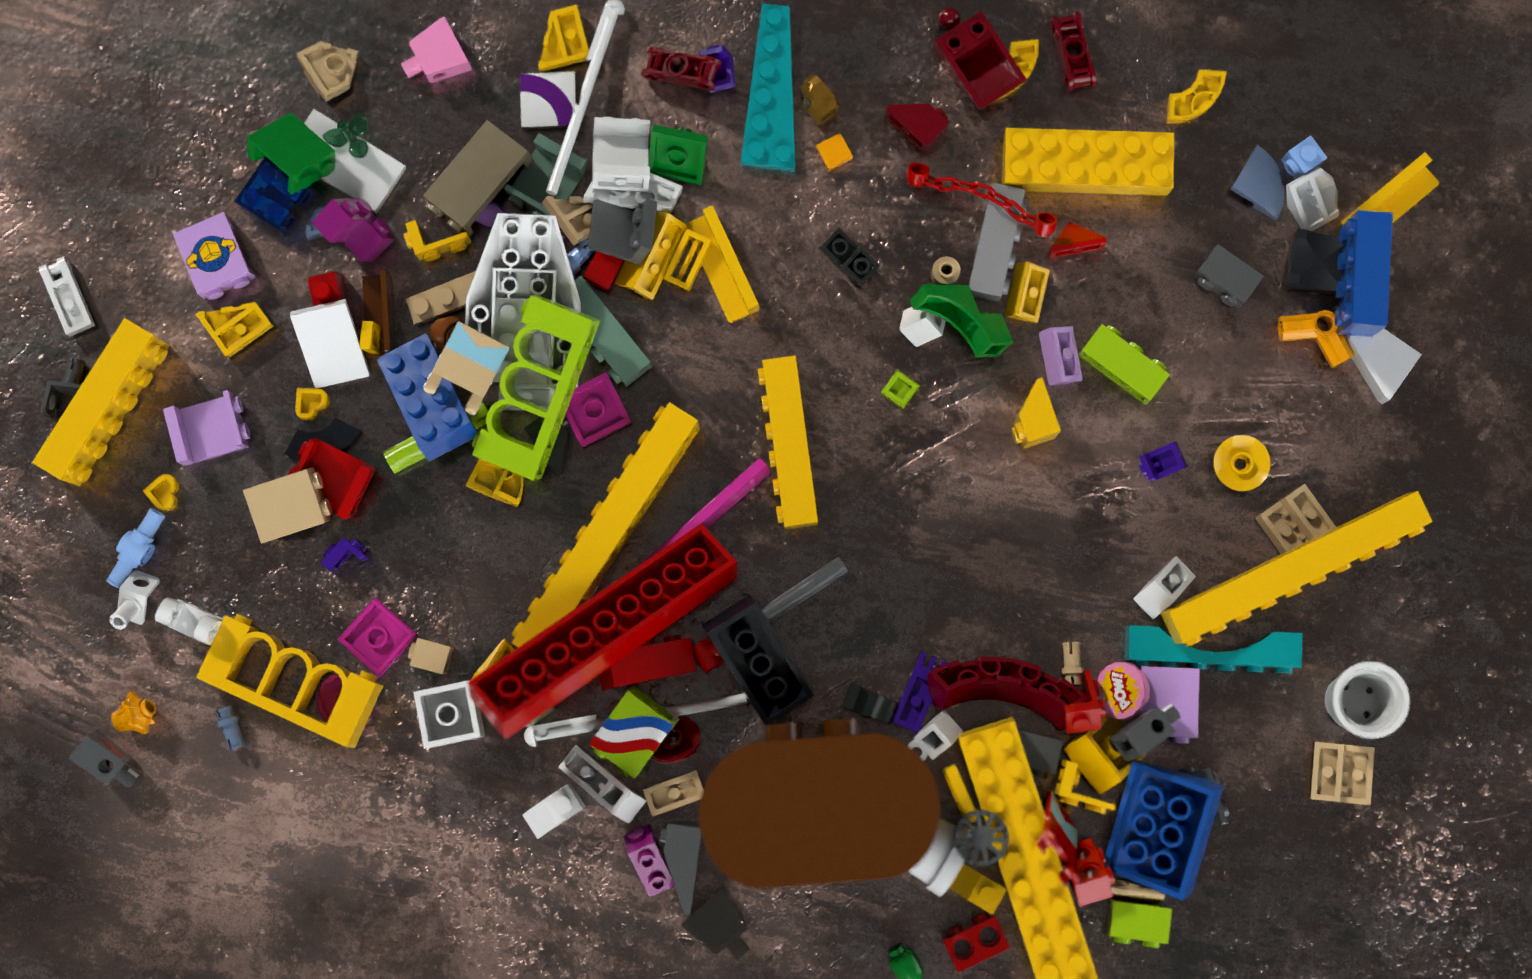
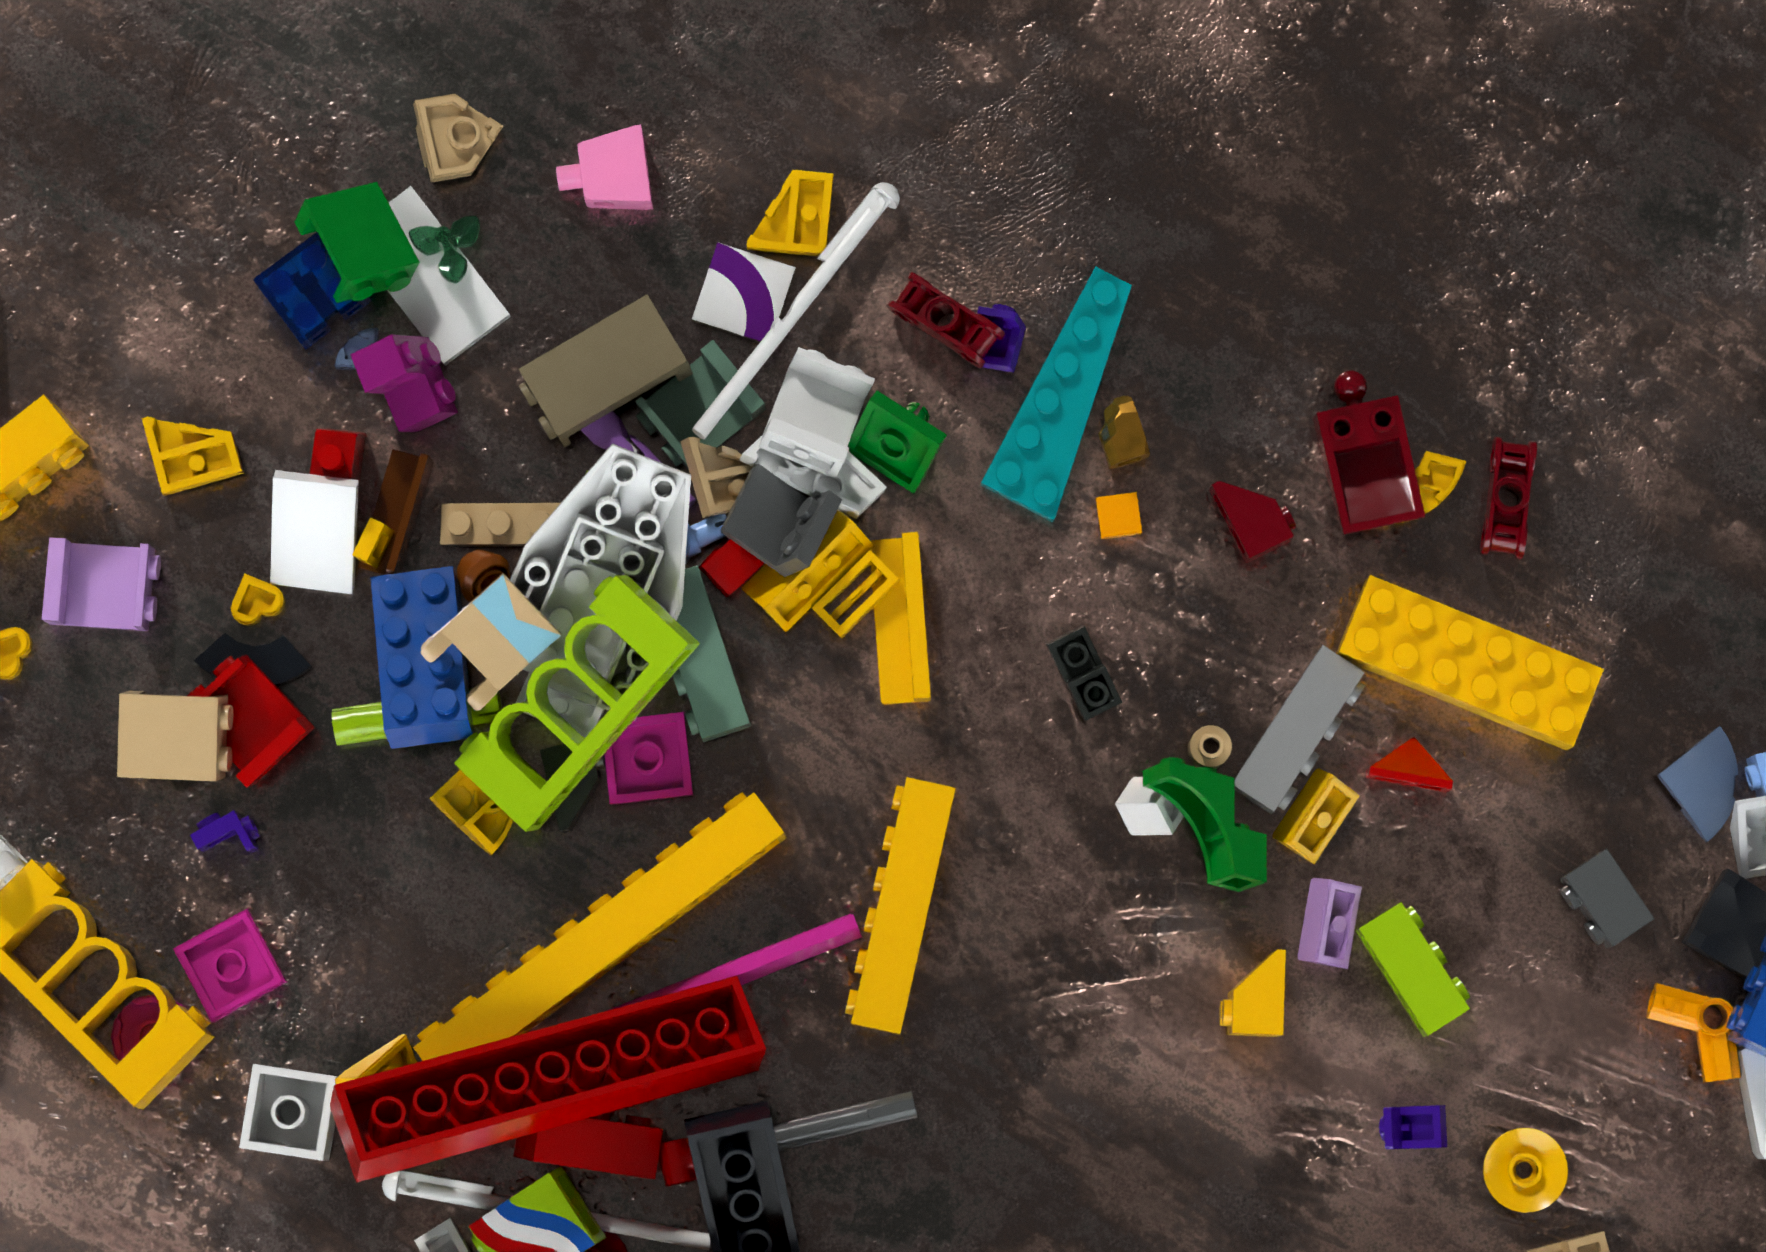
camera: 15 degrees right, 0 degrees up
(213, 256) = (195, 346): lavender panel -> none
(415, 239) = (486, 426): yellow bracket -> none
(431, 656) = (294, 1020): tan brick -> none
(900, 389) = (1086, 887): lime tile -> none
(1043, 223) = (1372, 729): red piece -> none
(1197, 98) = (1659, 628): yellow tile -> none

